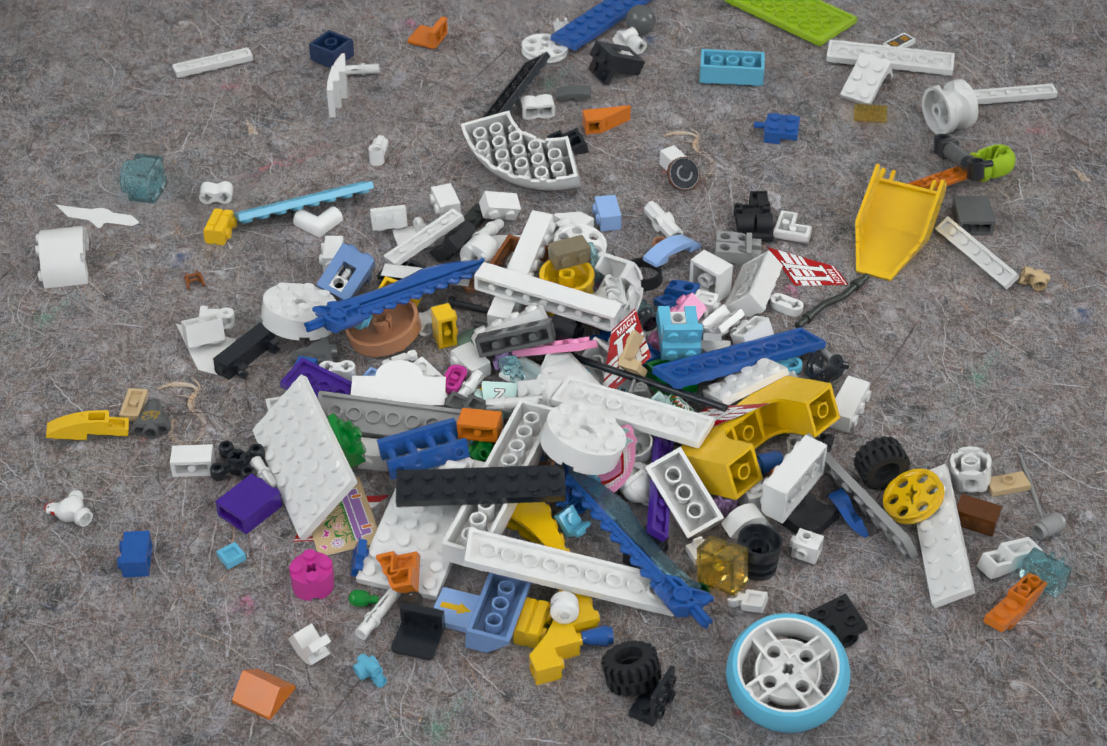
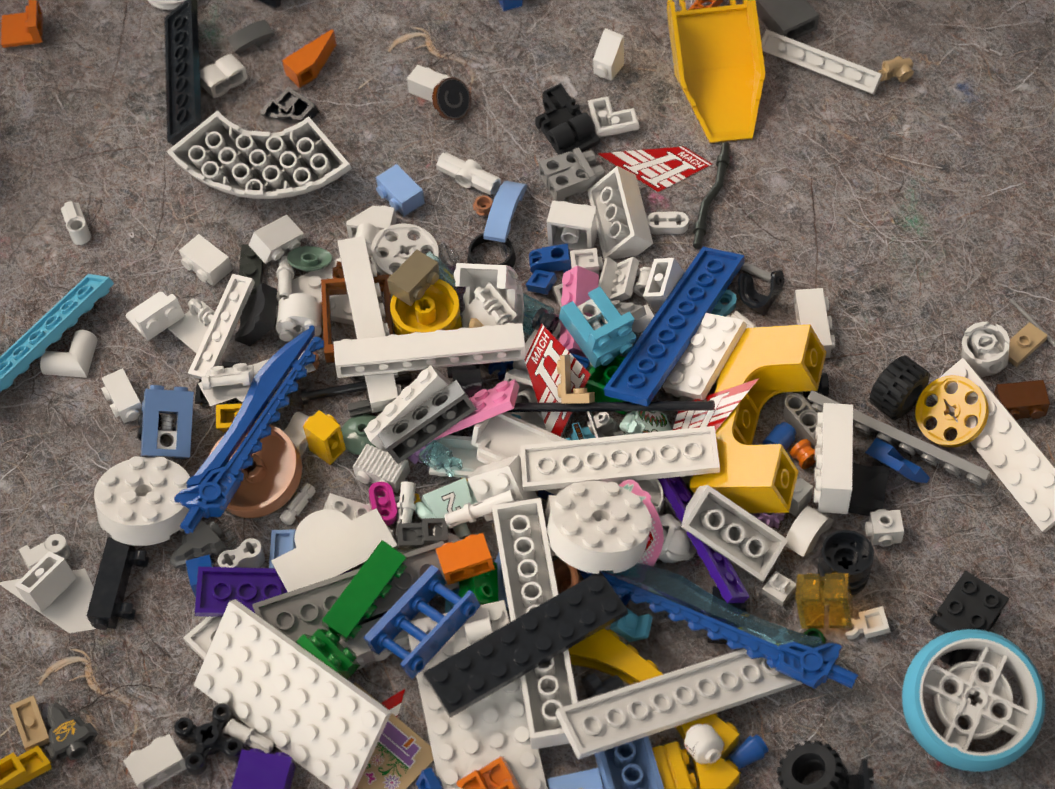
camera: 25 degrees left, 15 degrees up
(398, 414) = (364, 591): none -> green brick
(400, 260) = (222, 376): none -> white plate
(511, 225) = (309, 258): none -> sand green dish
(817, 189) = (609, 55): none -> white slope

